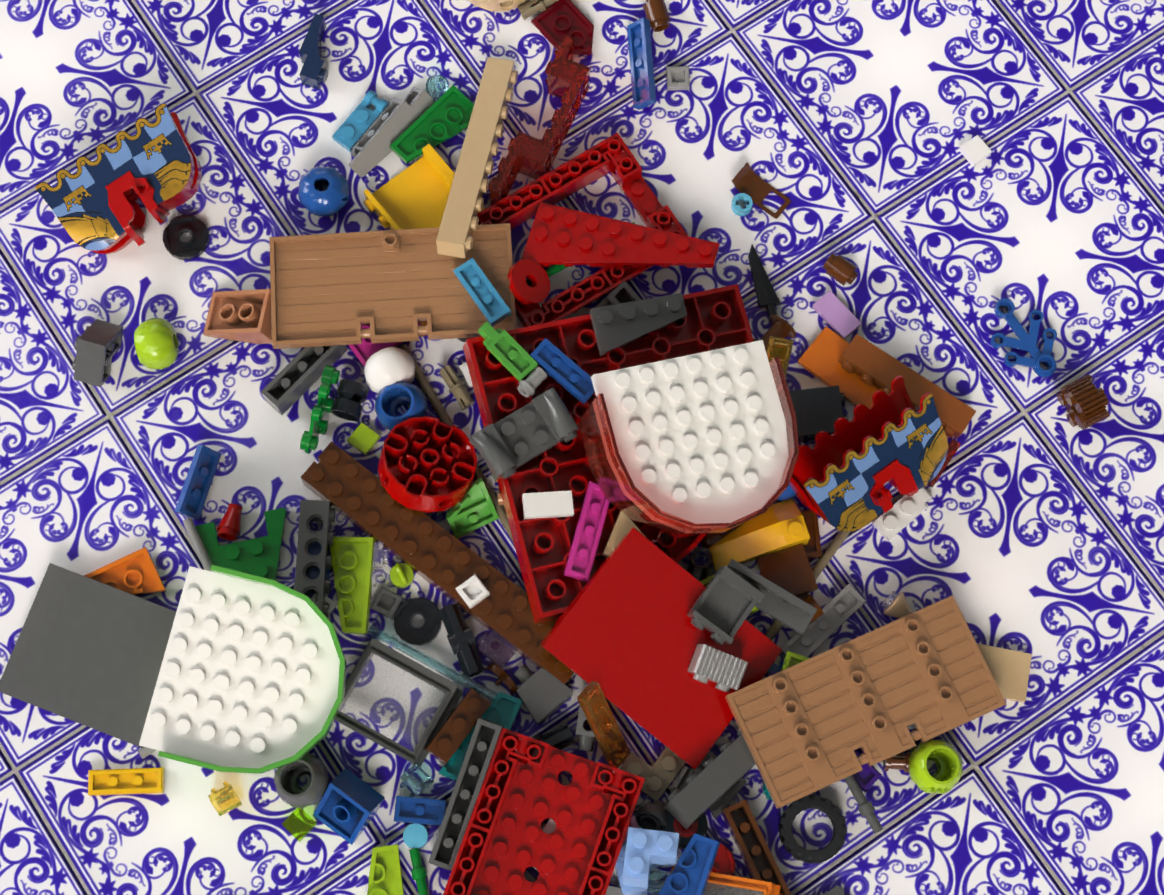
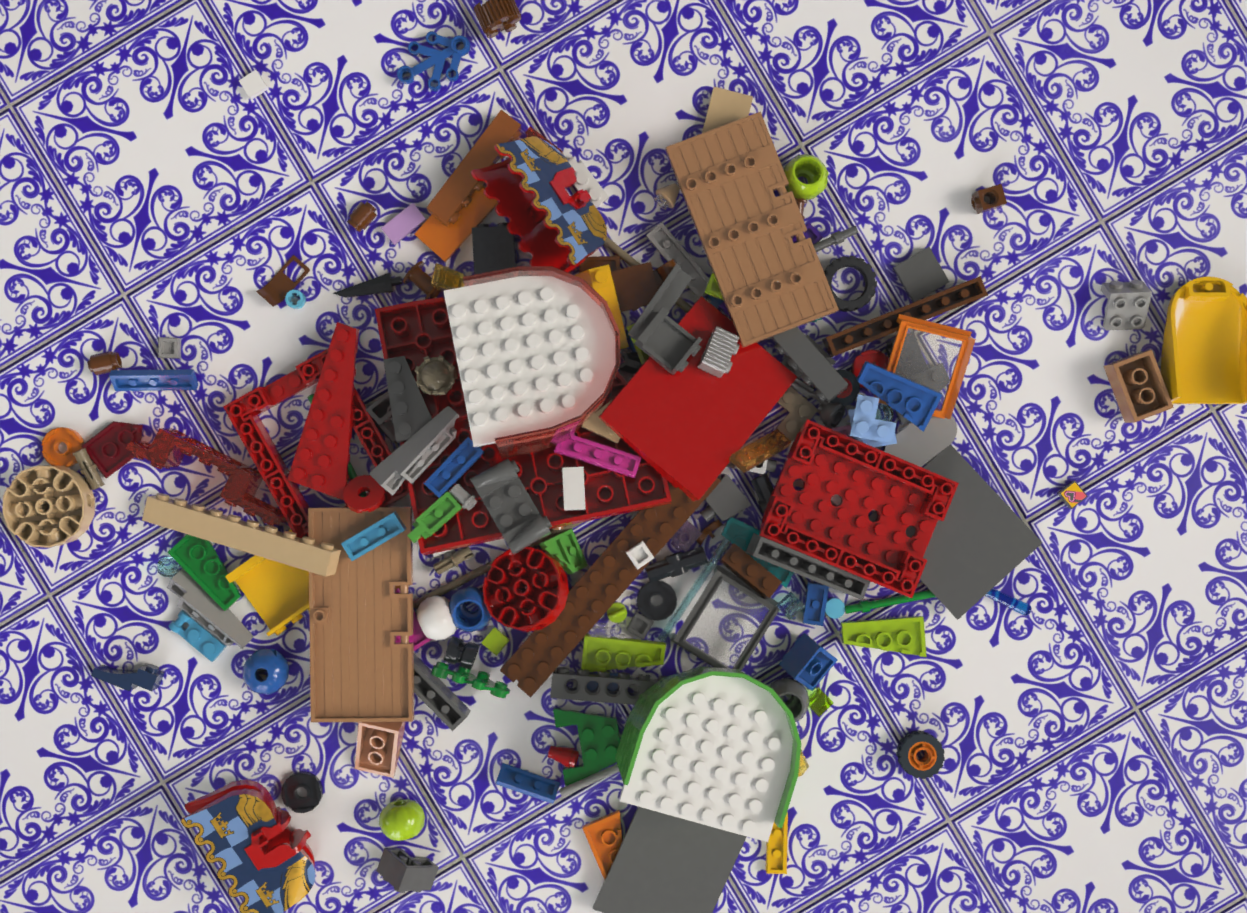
camera: 85 degrees left, 15 degrees up
(579, 331) = (417, 452): none -> light grey wedge
(666, 343) = (435, 376): none -> dark tan hair

